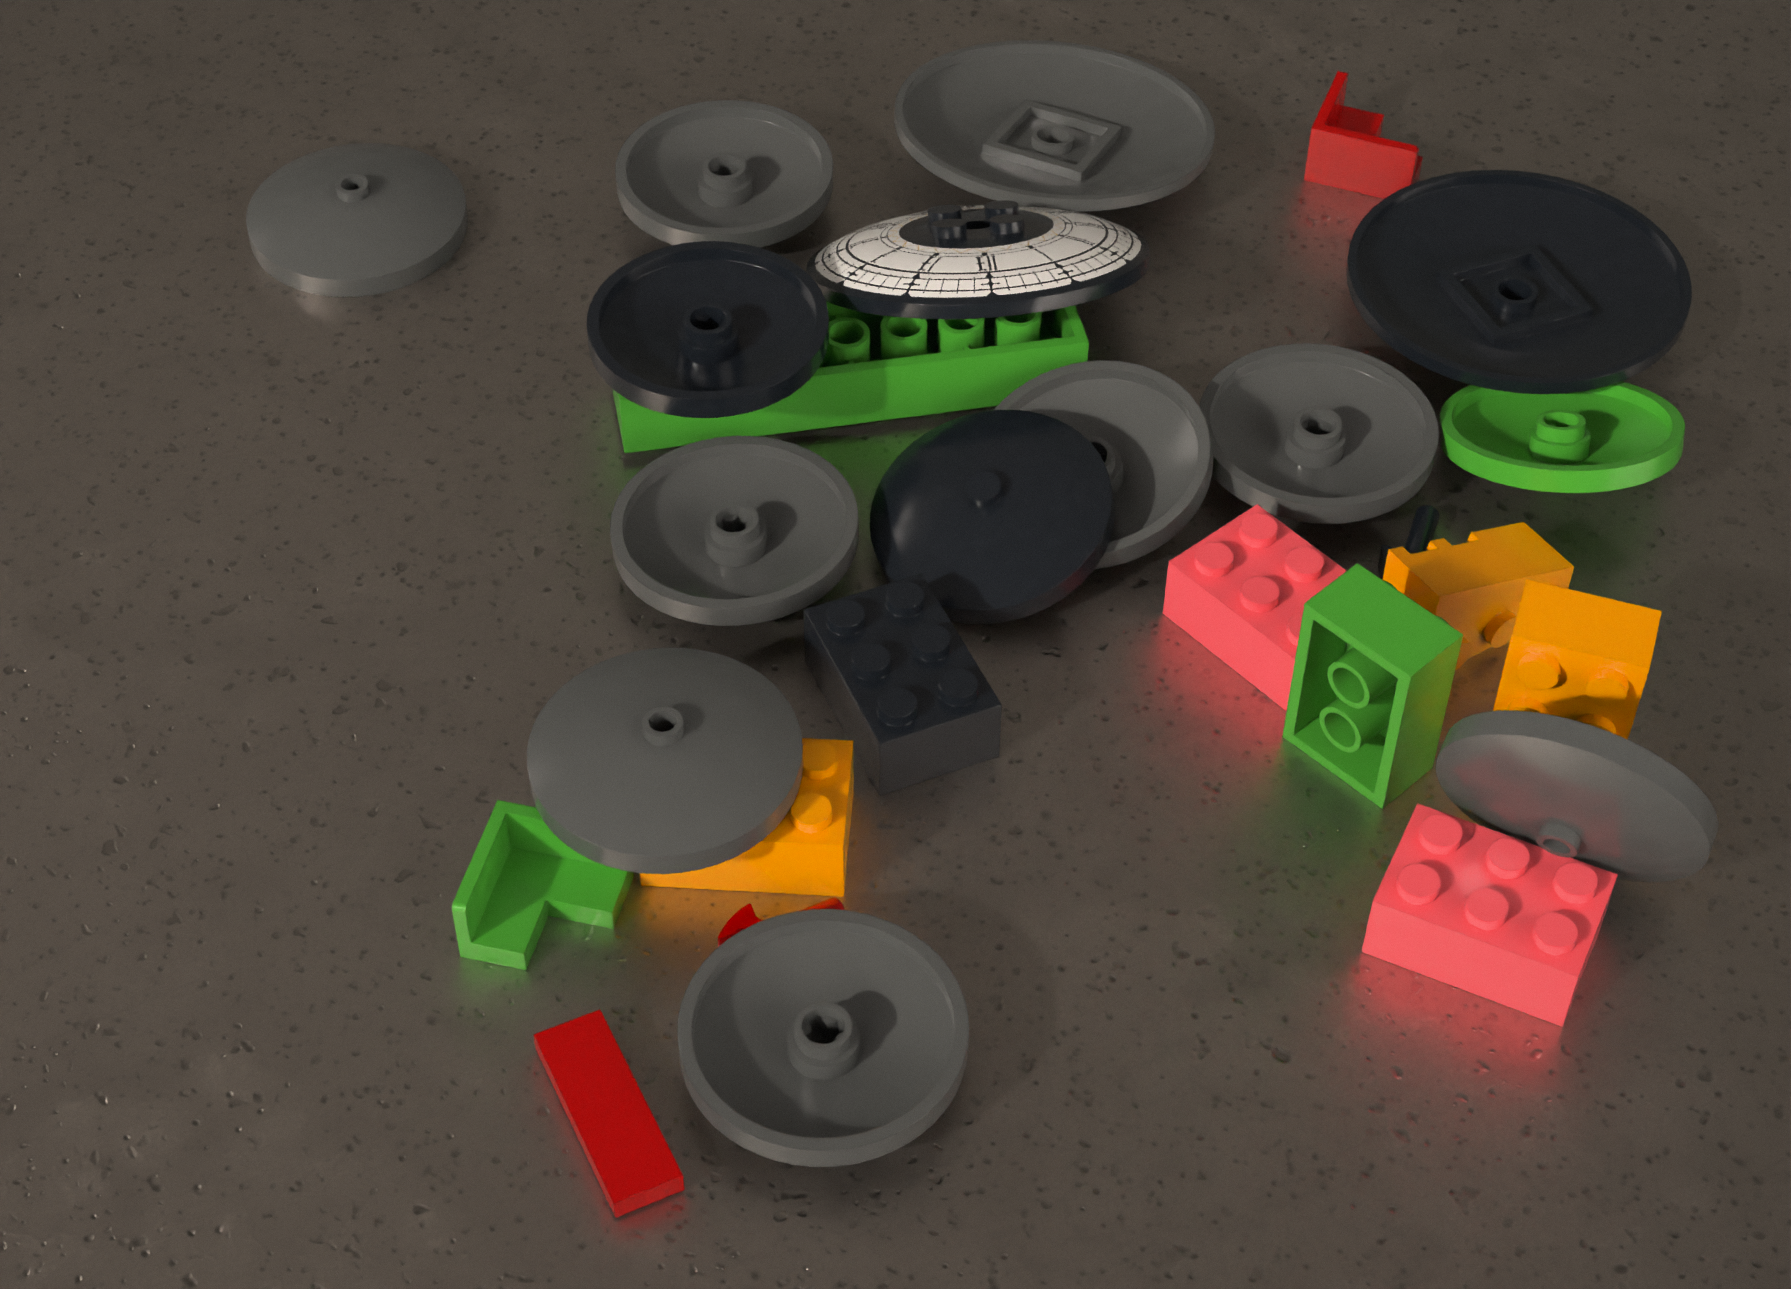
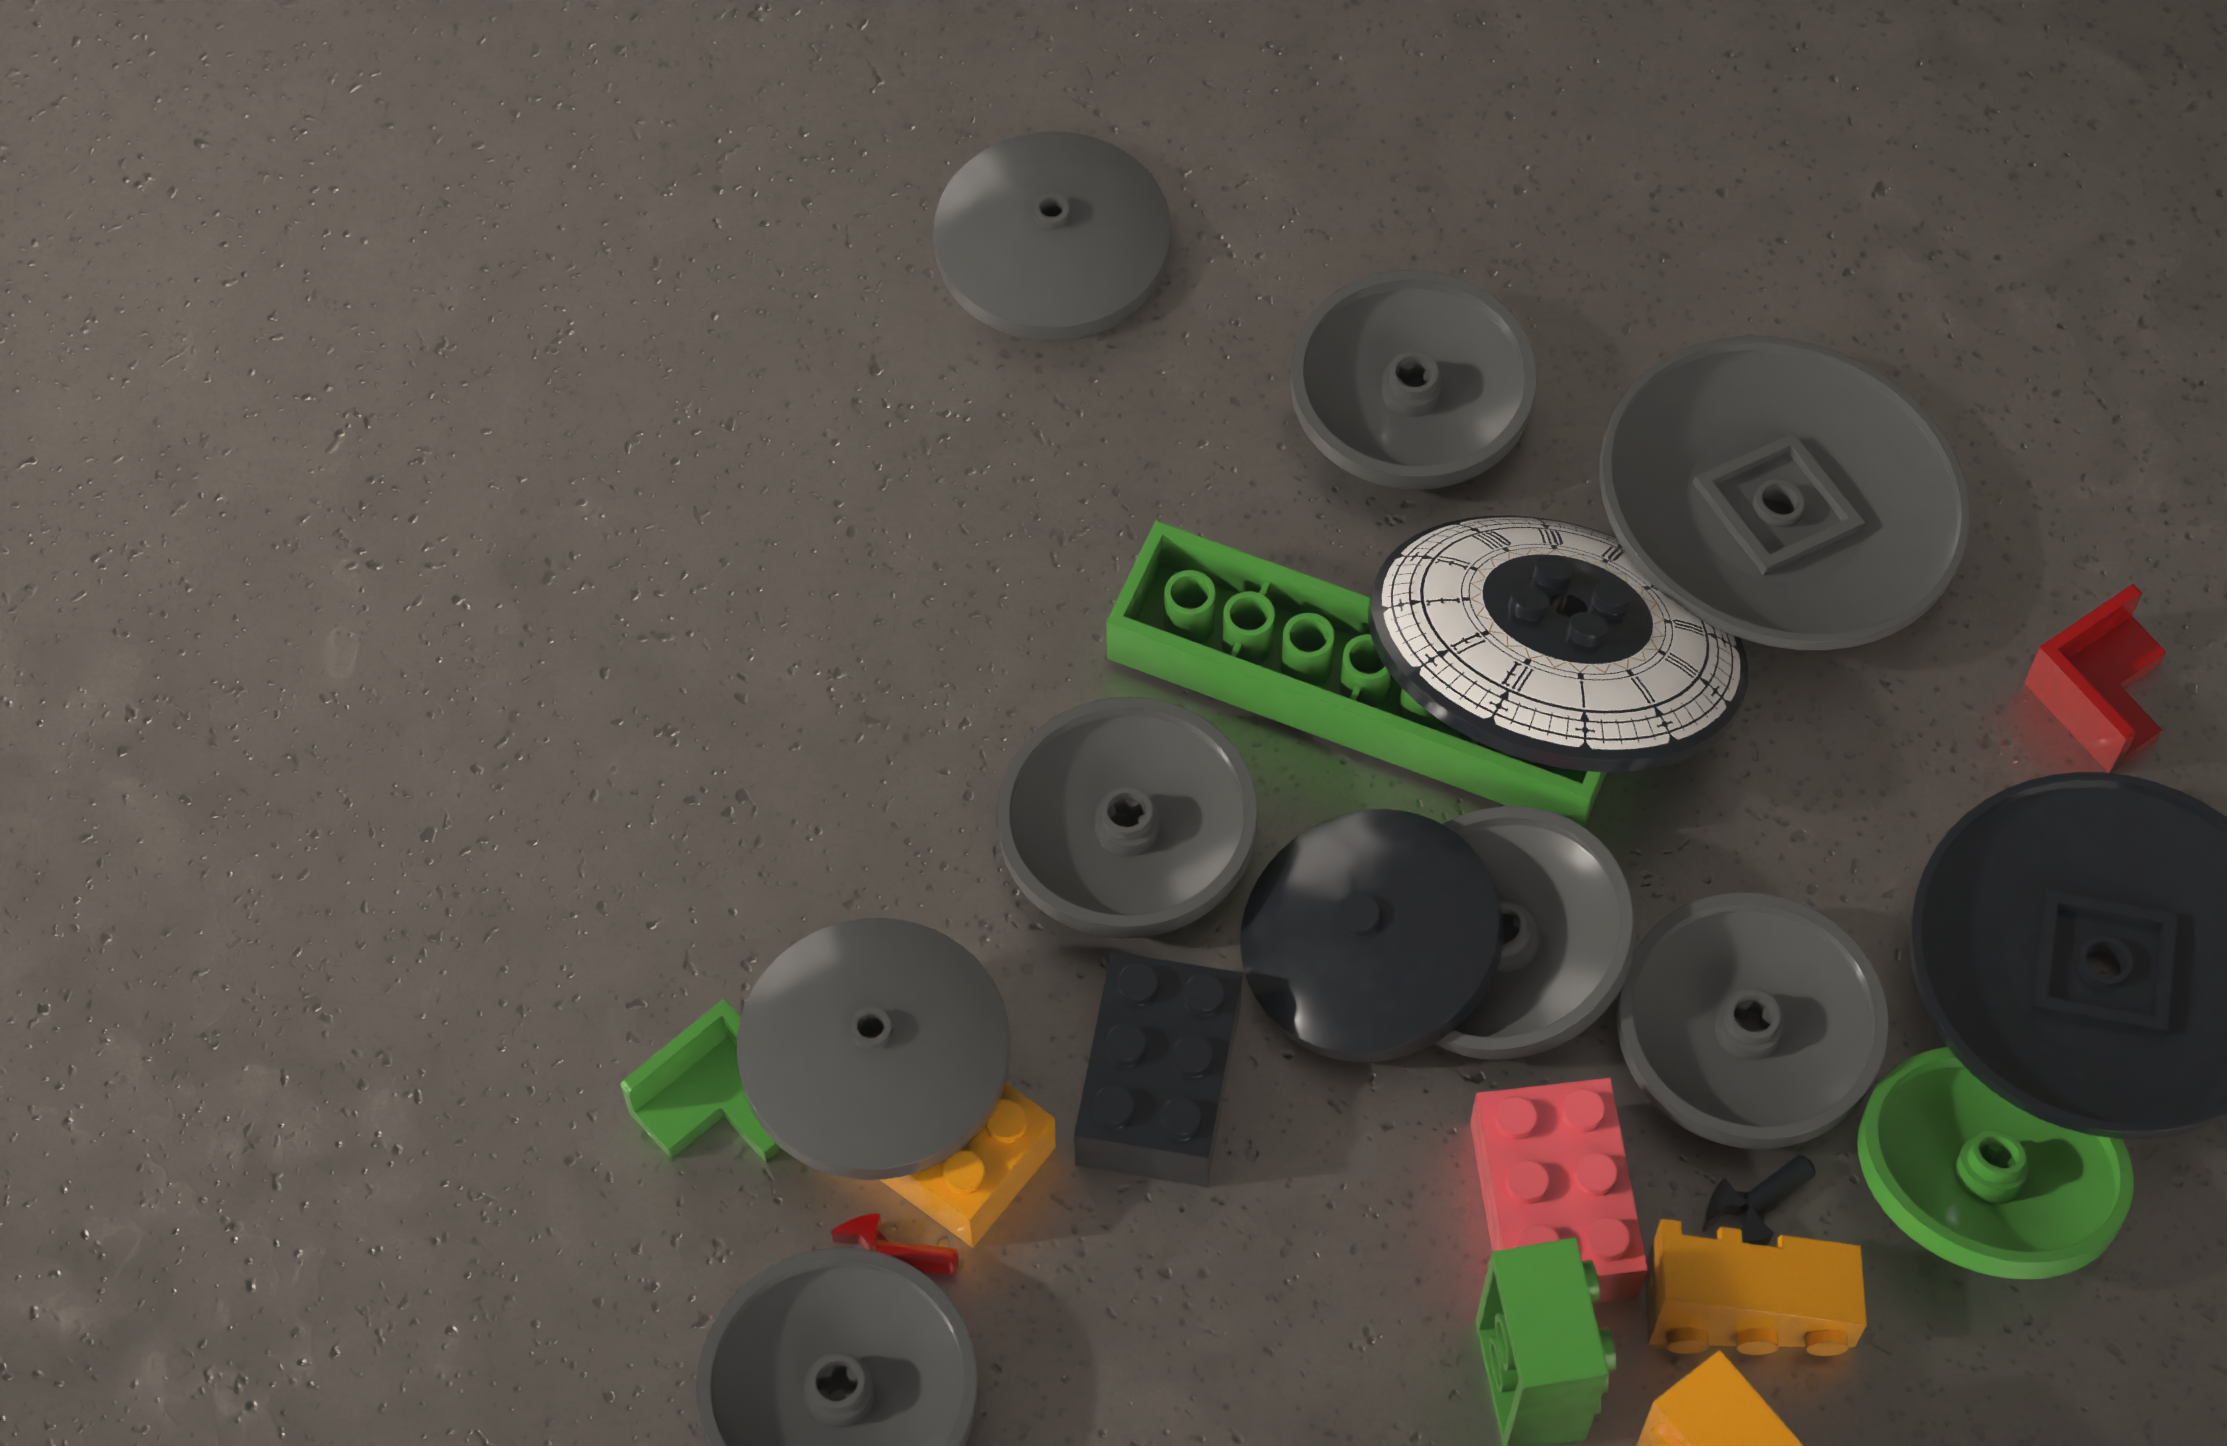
camera: 35 degrees right, 15 degrees up
(608, 1113) = (640, 1338): red tile -> none
(708, 329) = (1218, 600): black dish -> none

